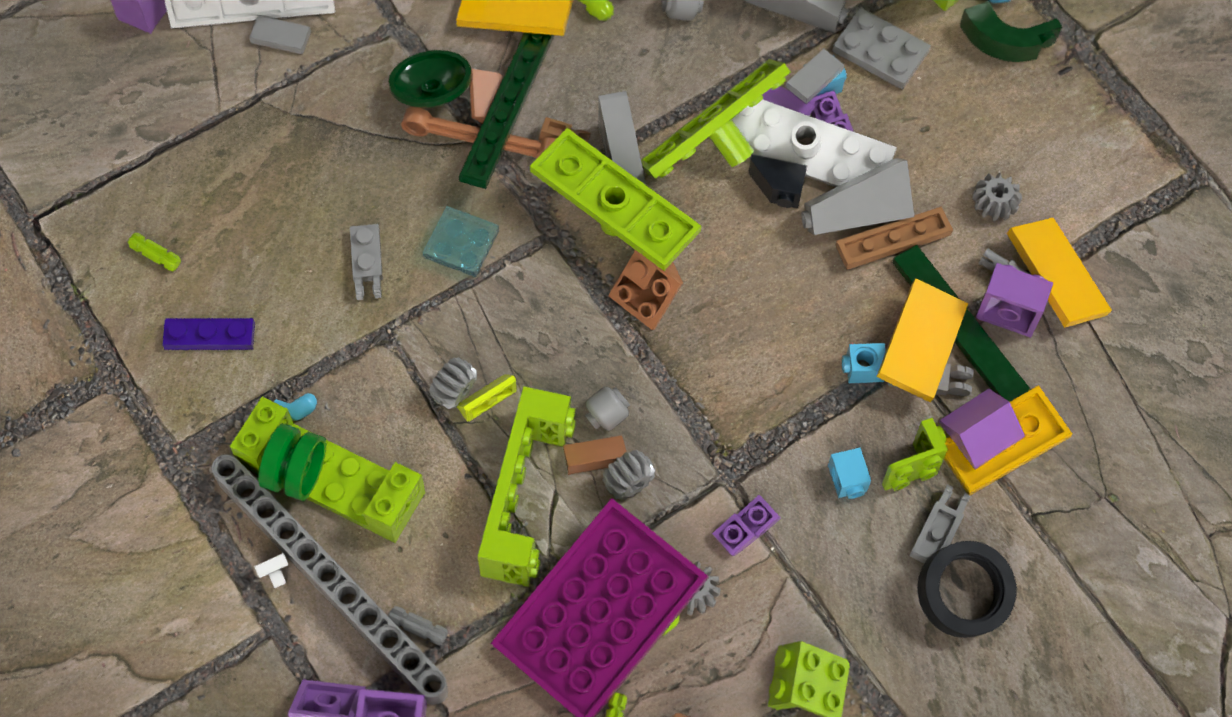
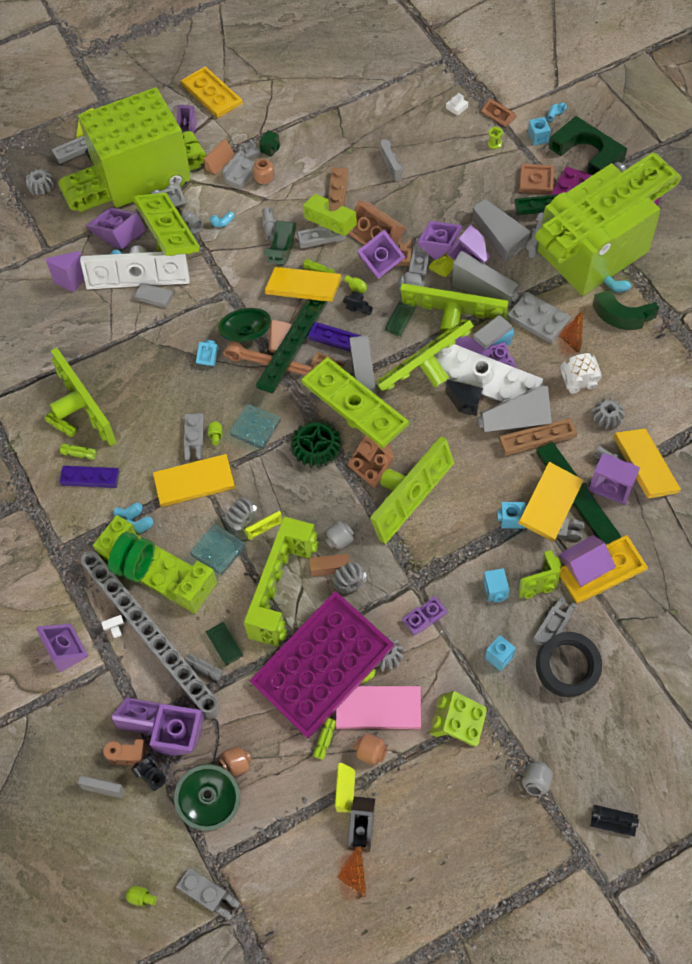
camera: 10 degrees right, 5 degrees down
(180, 210) = (78, 399): none -> lime plate
(186, 294) = (78, 451): none -> lime axle
(196, 604) = (62, 645): none -> medium lavender slope
(278, 389) = (130, 512): none -> medium azure arm
(373, 332) = (193, 480): none -> yellow tile
(375, 126) = (207, 353): none -> medium azure bracket
(399, 253) = (215, 432): none -> lime cylinder
(422, 440) = (218, 549): none -> clear light blue plate
(445, 587) = (224, 644): none -> clear green tile
(536, 259) = (320, 448): none -> dark green gear
(568, 91) = (331, 336): none -> dark purple plate
(599, 34) = (355, 302): none -> black plate
(669, 58) = (399, 319): none -> clear green tile
(693, 672) = (381, 708): none -> bright pink tile
(709, 331) = (410, 489): none -> lime plate
(751, 34) = (453, 304): none -> lime plate
(864, 577) = (500, 653): none -> medium azure brick
(936, 71) = (573, 333): none -> clear orange slope
(952, 135) = (581, 372): none -> white brick

